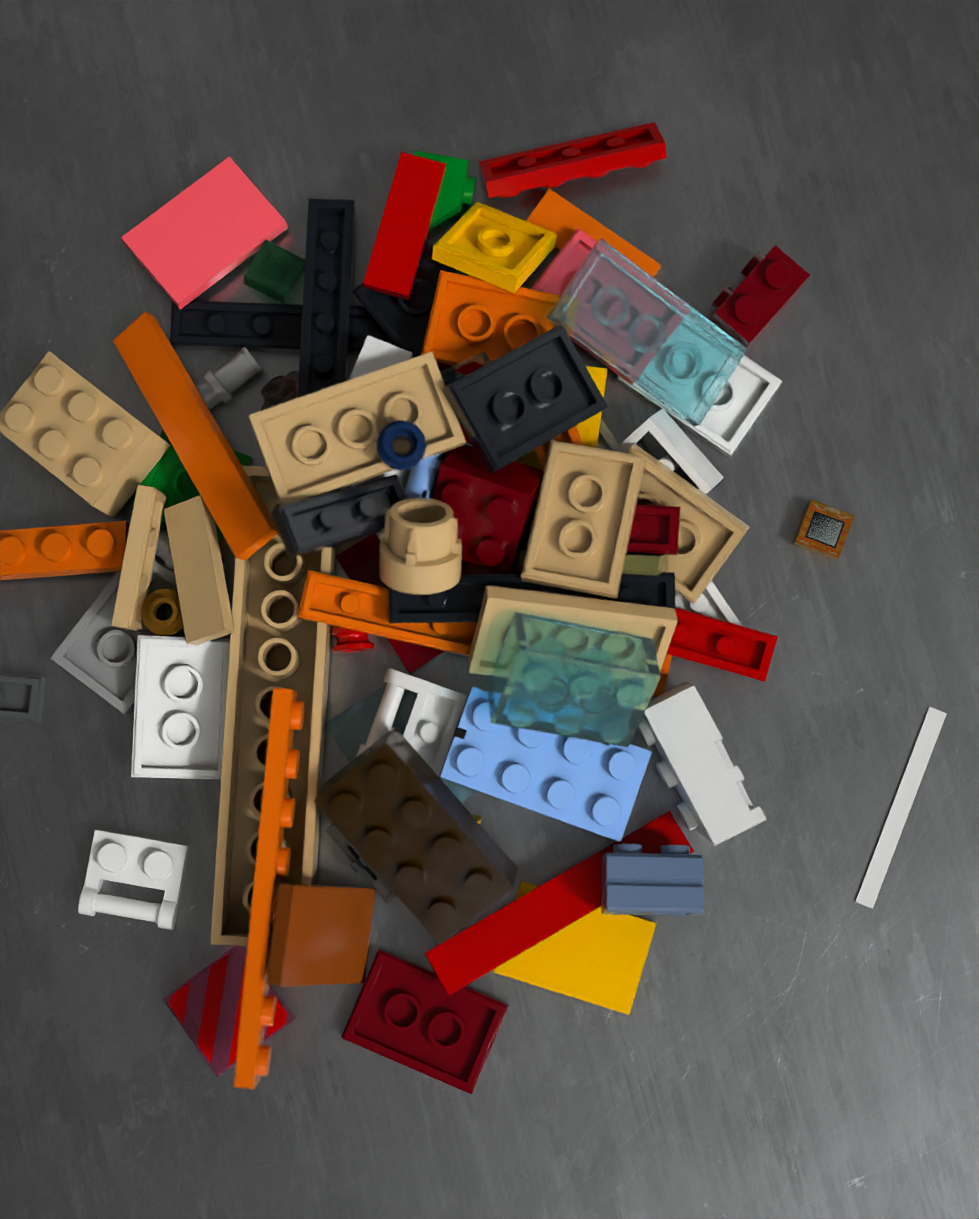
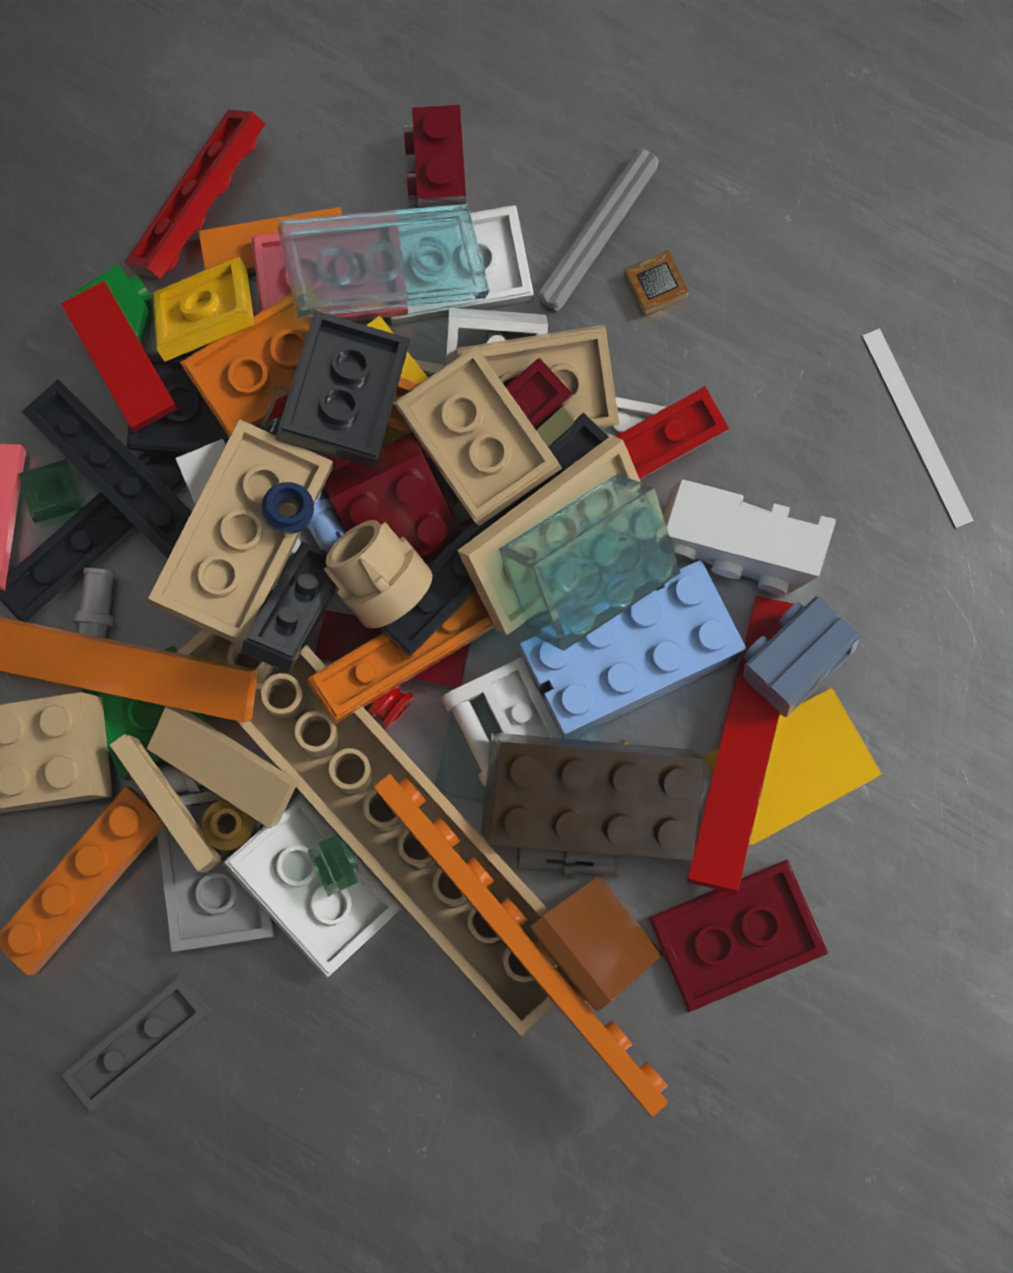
camera: 45 degrees left, 5 degrees down
(138, 863) = (398, 1041): white plate -> none
(205, 710) = (334, 865): none -> clear green plate
(211, 1007) = (574, 1086): tile -> none
(280, 390) = (145, 573): clear smoke plate -> none
(822, 453) = (598, 229): none -> light grey axle

